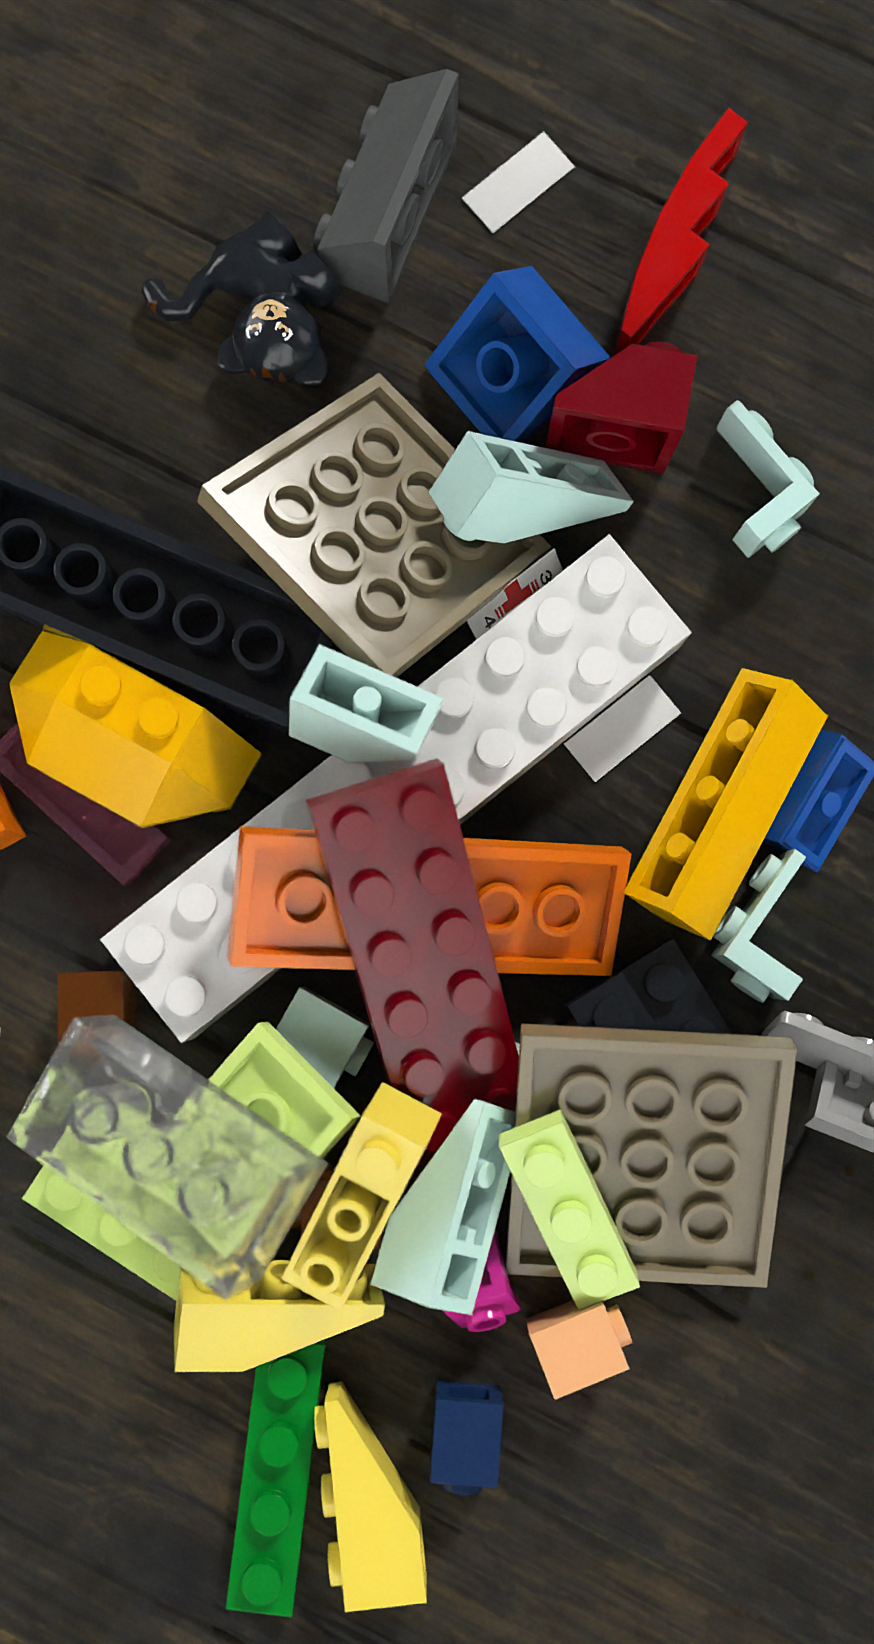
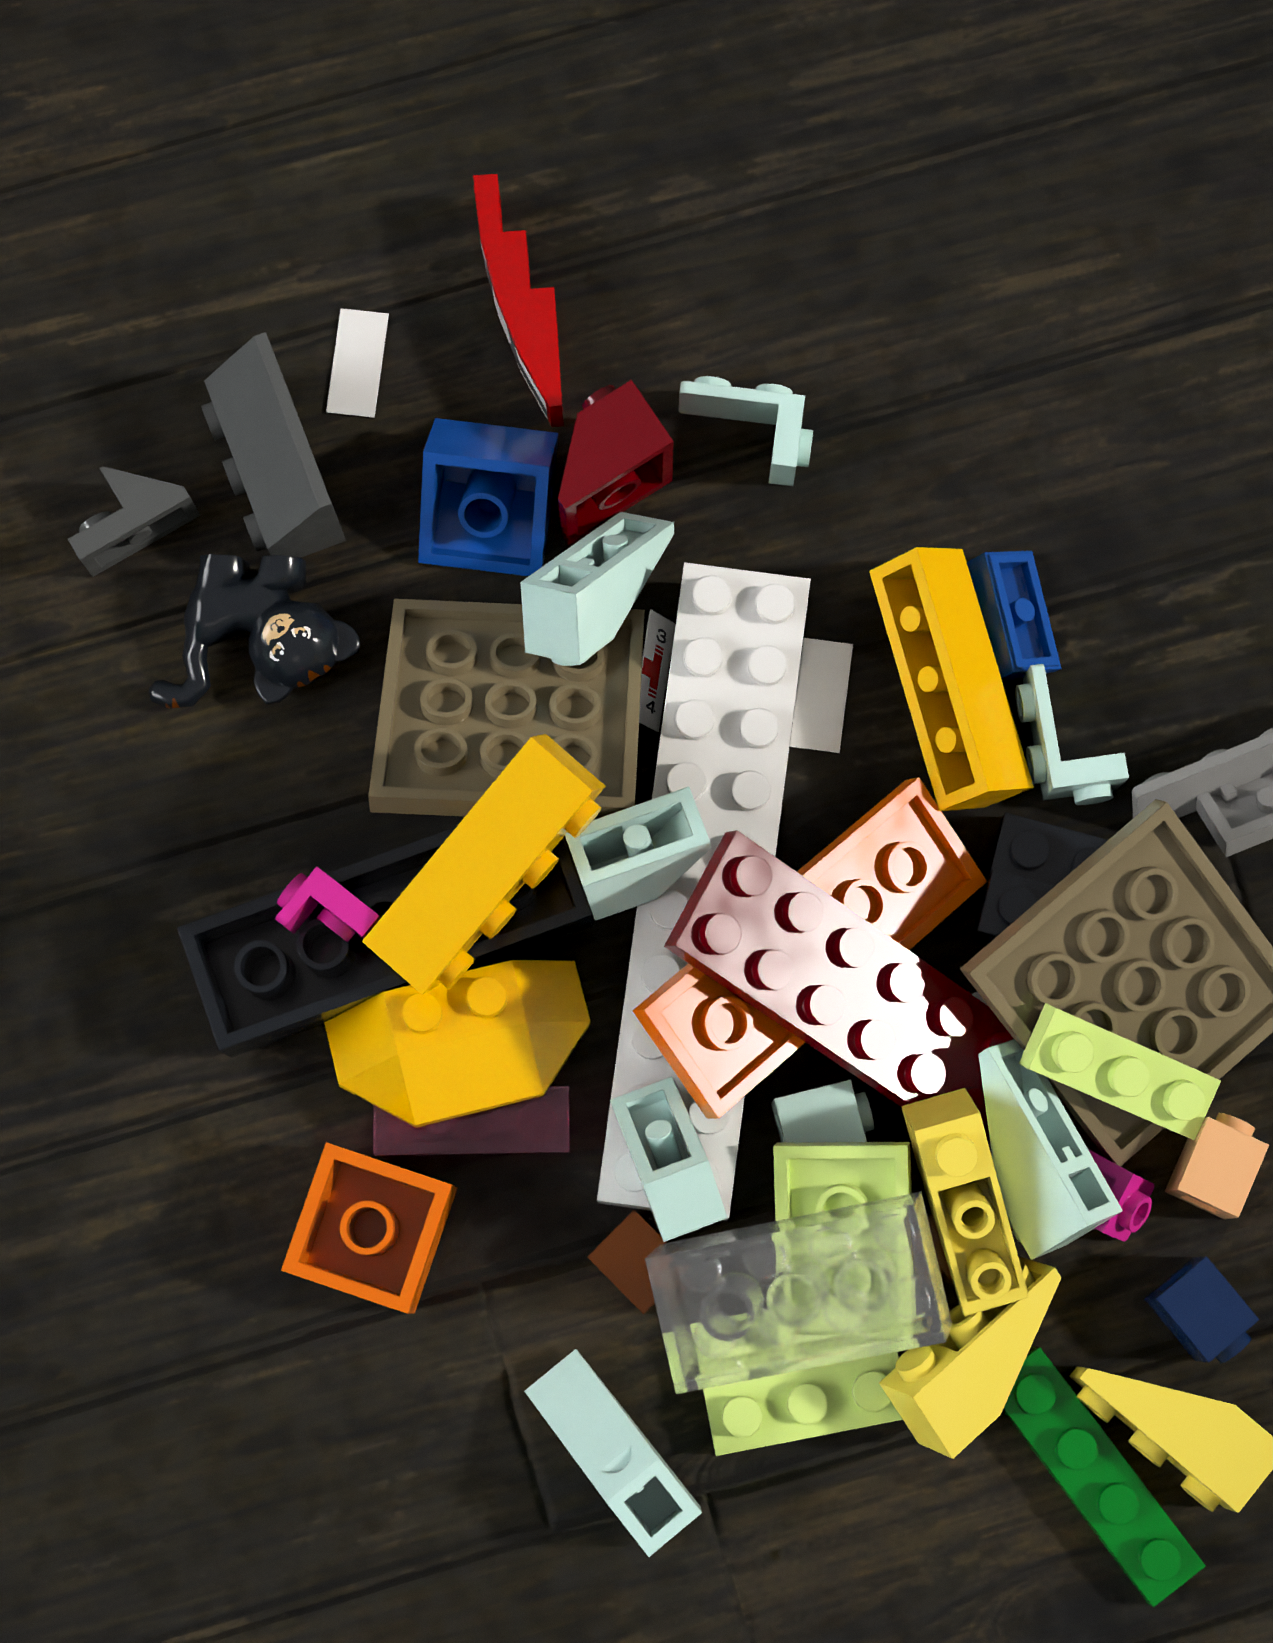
camera: 40 degrees left, 5 degrees down
(109, 553) = (341, 911): none -> dark pink bracket
(167, 960) = (669, 1159): none -> light aqua slope
(237, 614) = (484, 864): none -> yellow brick
(251, 151) = (148, 513): none -> dark grey slope

